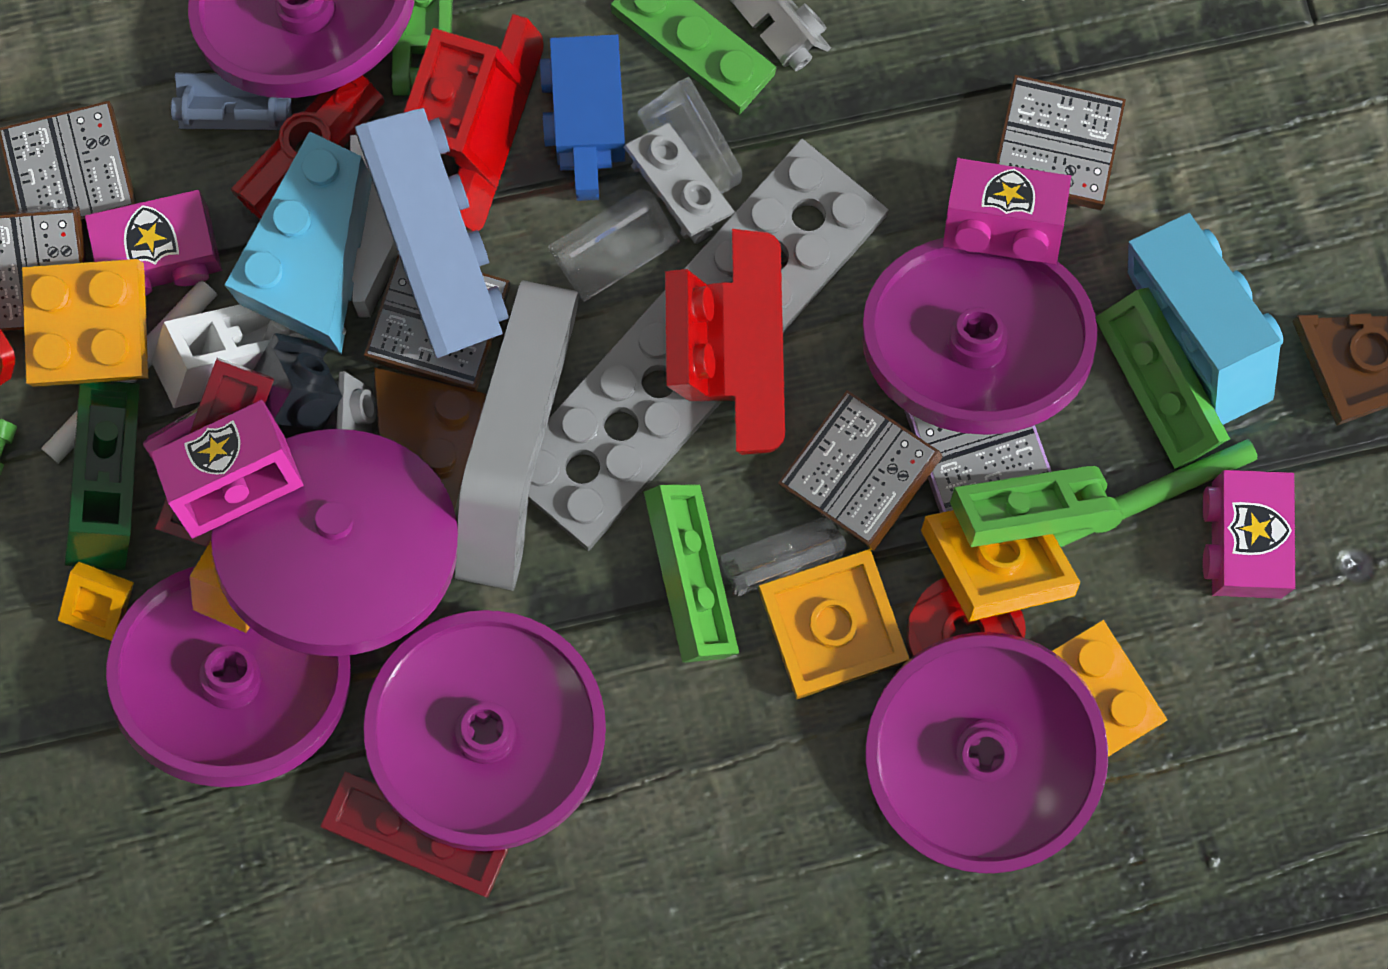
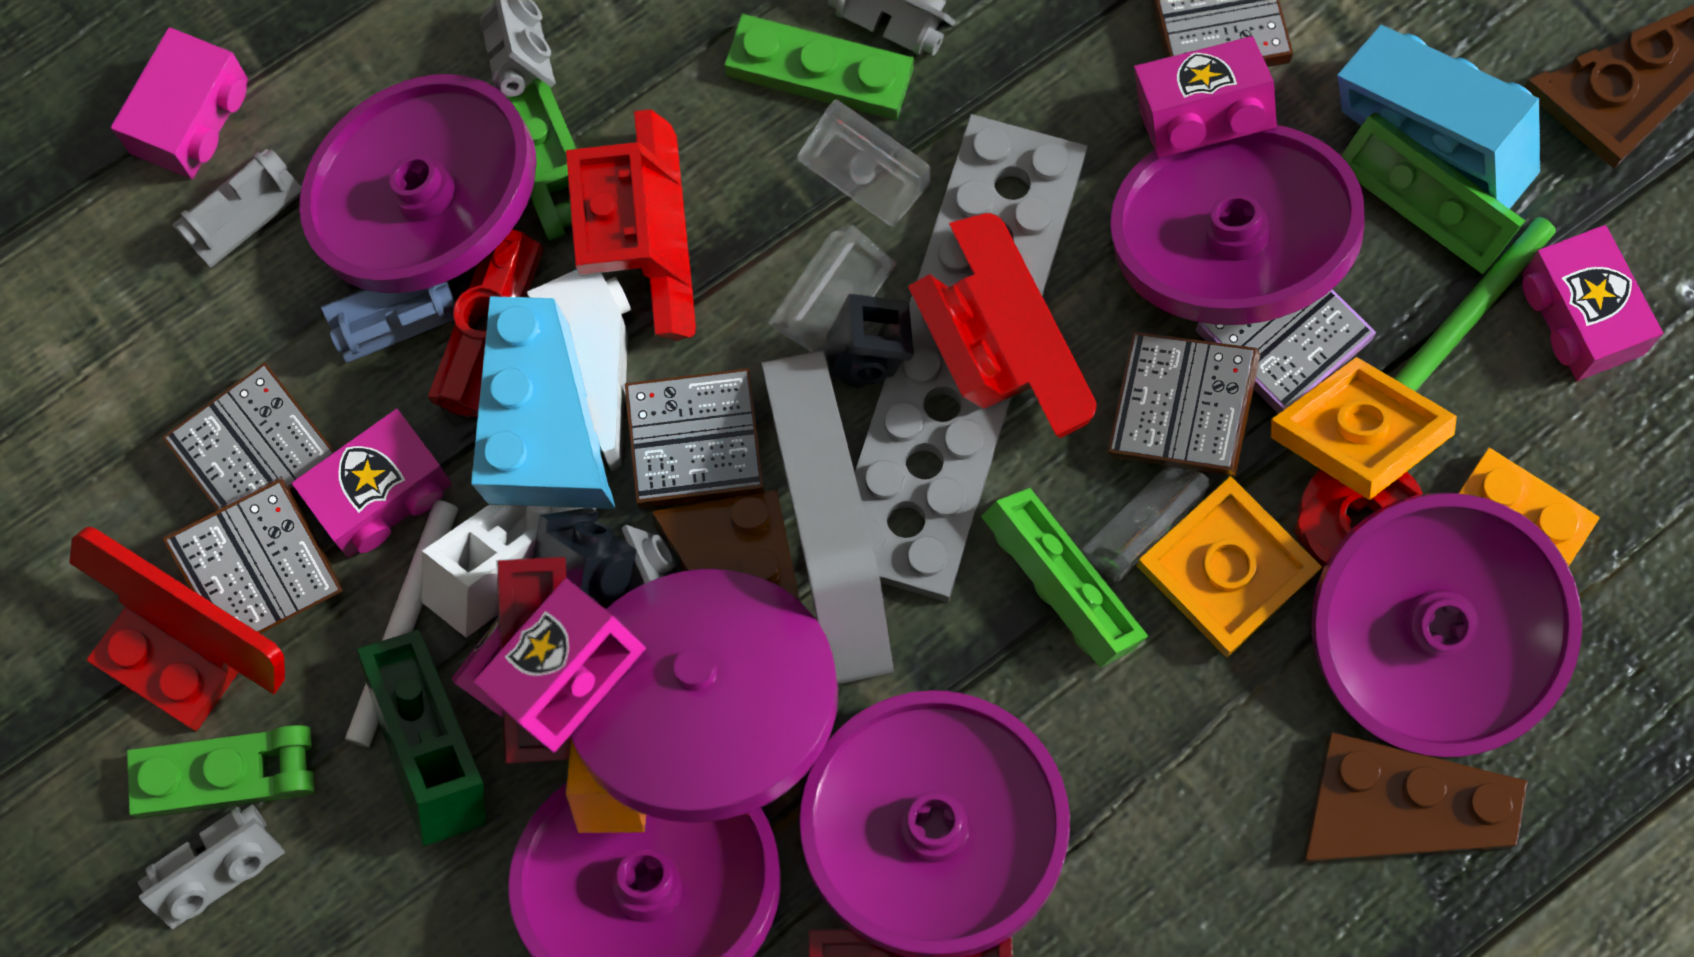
camera: 15 degrees left, 5 degrees down
(85, 322) = (339, 589): light orange plate -> none
(95, 600) = (471, 869): light orange plate -> none
(429, 230) = (653, 345): slope -> none
(587, 107) = (747, 170): blue hinge -> none
(611, 311) = (864, 357): none -> black brick
(679, 182) = (865, 198): light grey hinge -> none
(886, 885) = (1400, 802): none -> reddish brown wing
(1035, 506) = (1373, 363): bright green plate -> none

